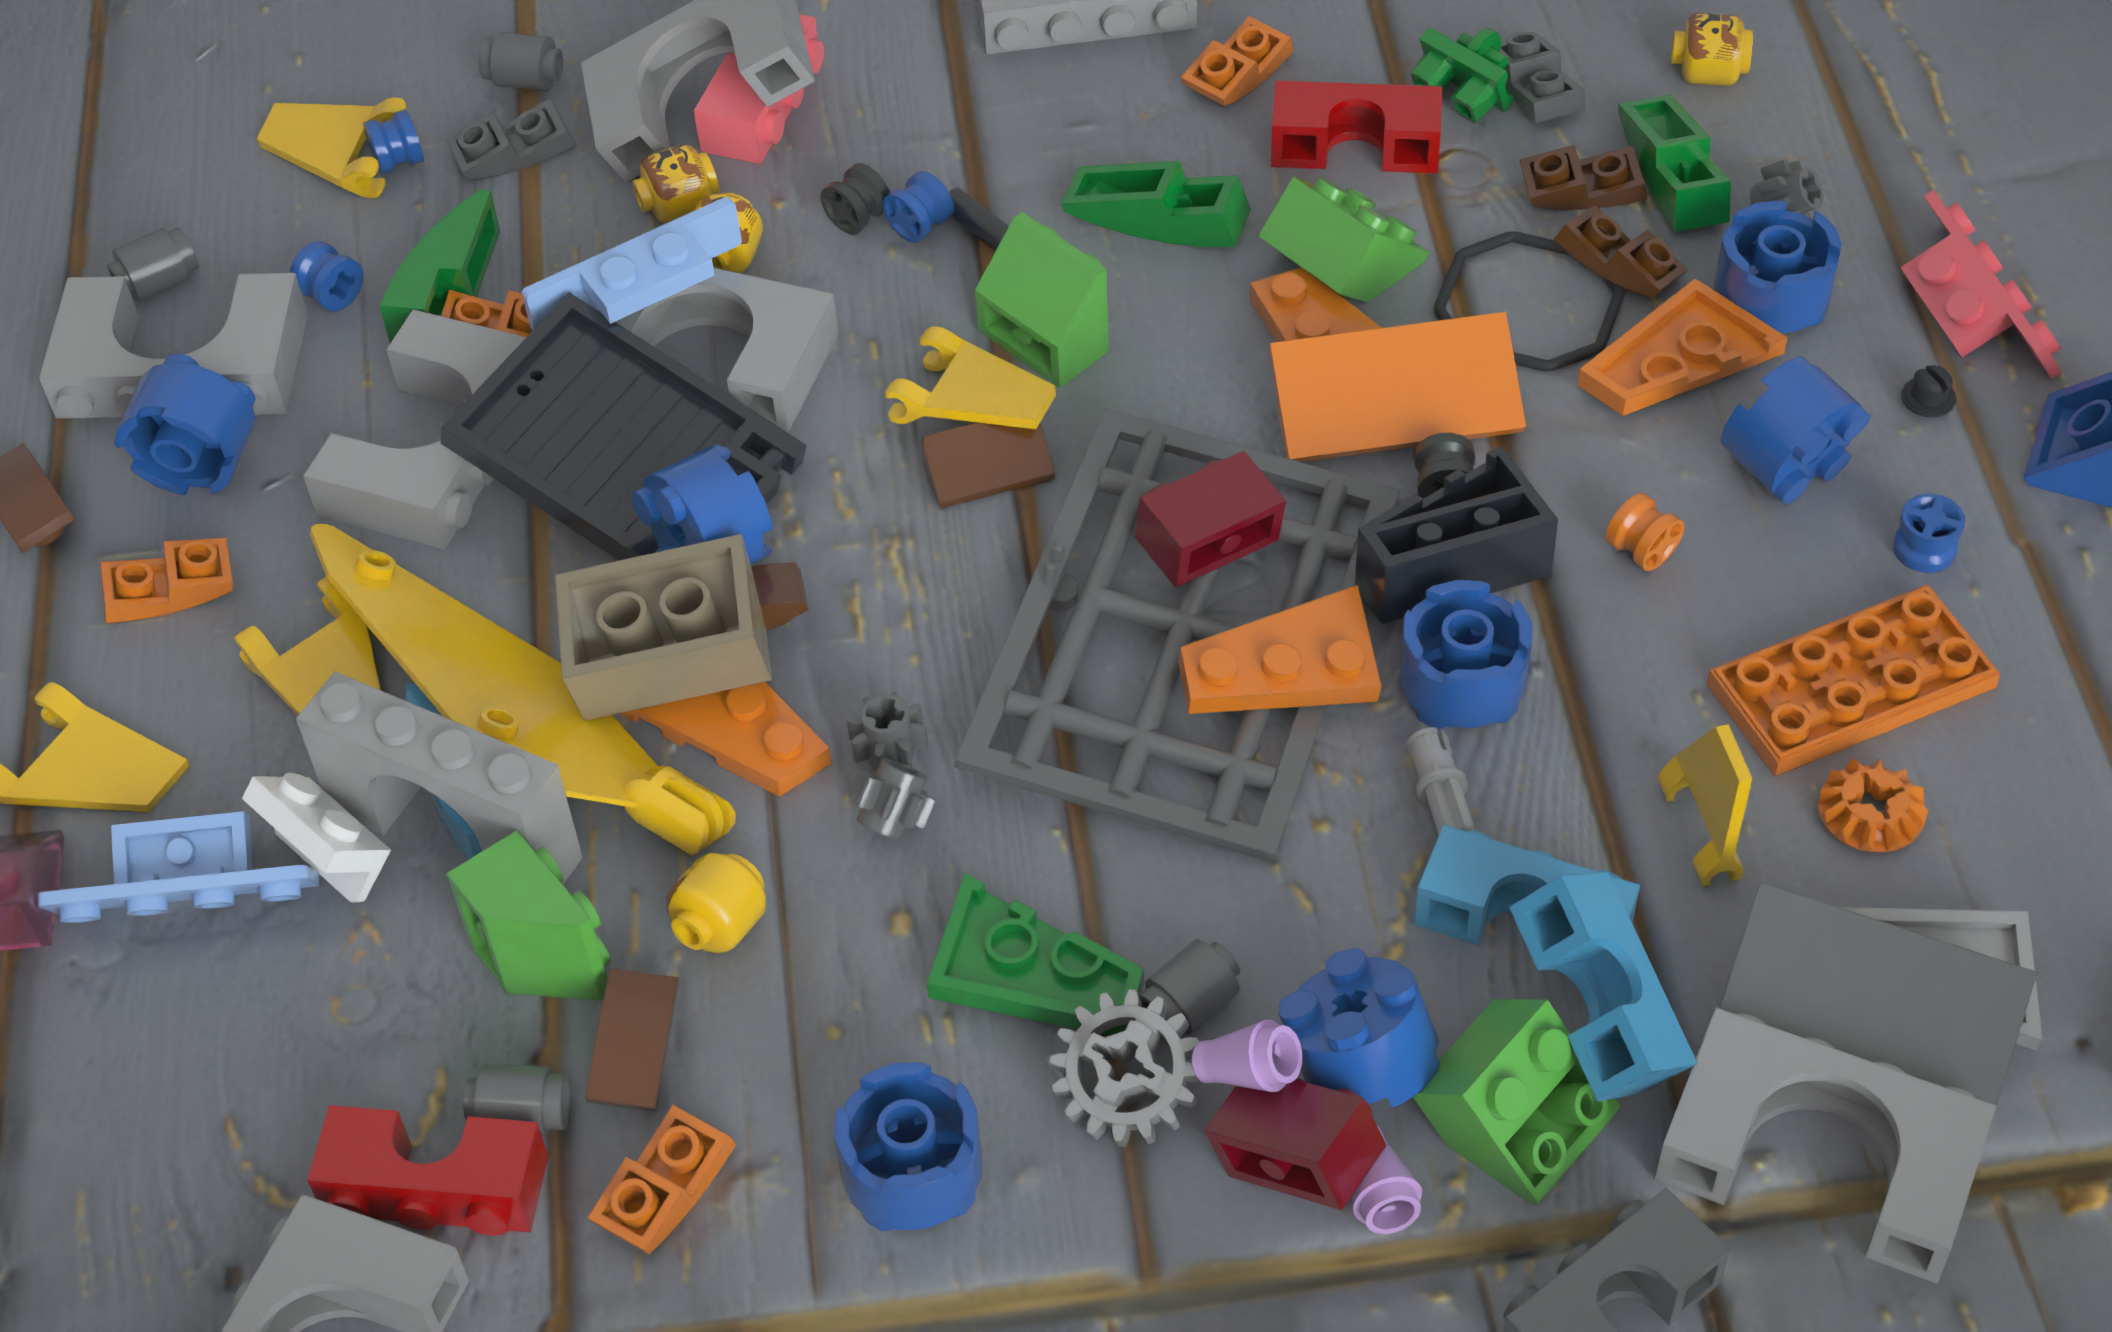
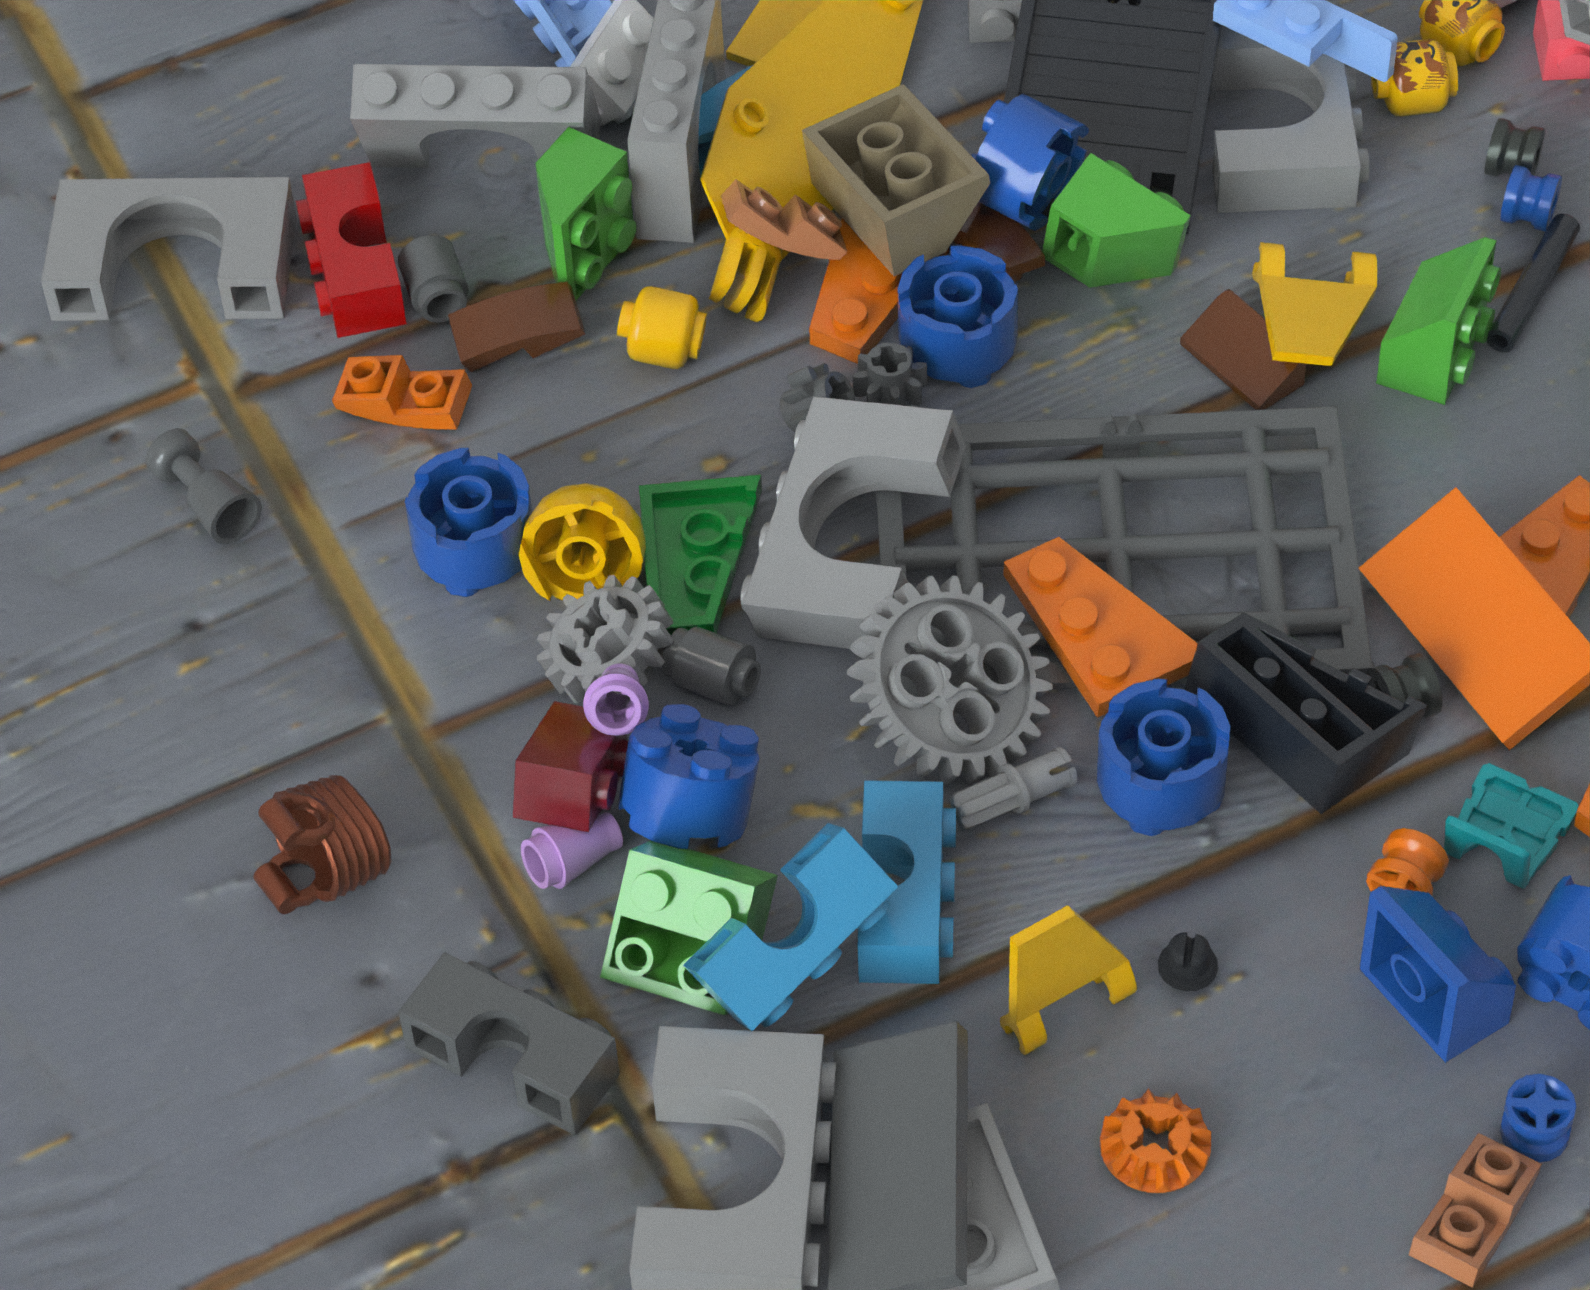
camera: 70 degrees right, 0 degrees up
(337, 974) = (404, 104): none -> light grey arch
(650, 745) = (794, 228): none -> nougat slope
(811, 483) = (1113, 228): none -> bright green slope
(843, 646) = (959, 315): none -> blue brick
(995, 1046) = (580, 538): none -> yellow cylinder
(1128, 881) = (837, 456): none -> light grey arch
(1209, 518) = (1218, 510): dark red brick -> none
(1318, 785) = (974, 636): none -> light grey gear
(1604, 446) = (1510, 821): none -> teal piece
(1682, 719) = (1188, 963): none -> black piece
(1772, 545) = (1434, 971): none -> blue slope
(1852, 679) = (1316, 1098): orange tile -> none
(1996, 604) = (1475, 1209): none -> nougat slope

